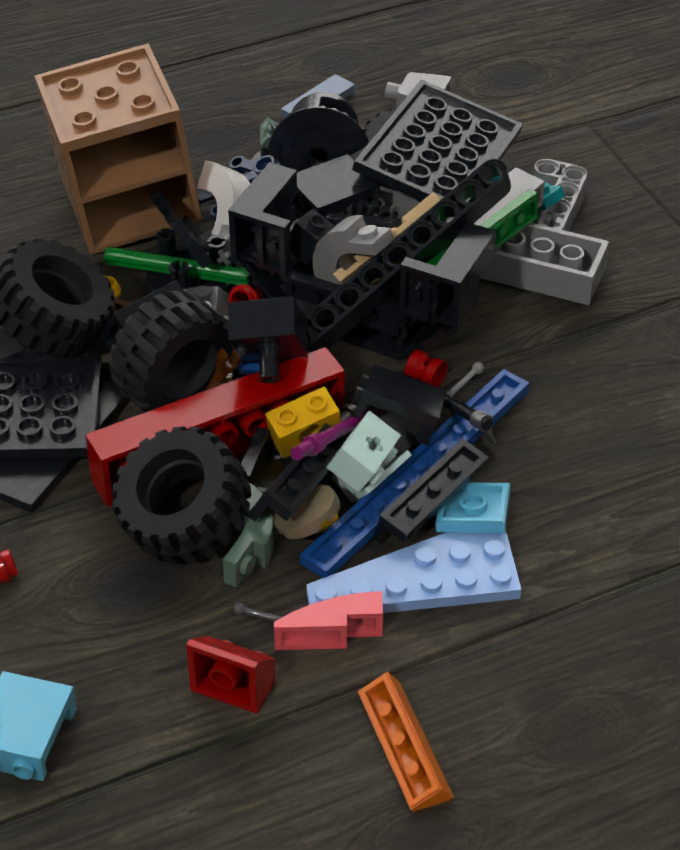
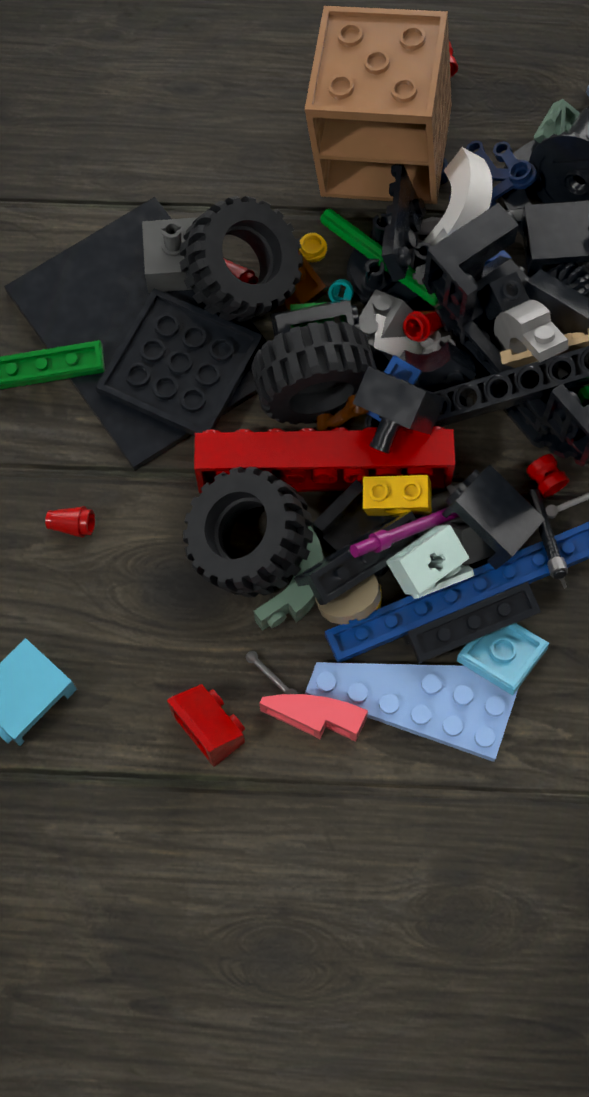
camera: 30 degrees right, 25 degrees up
(404, 743) = (314, 859): orange slope -> none

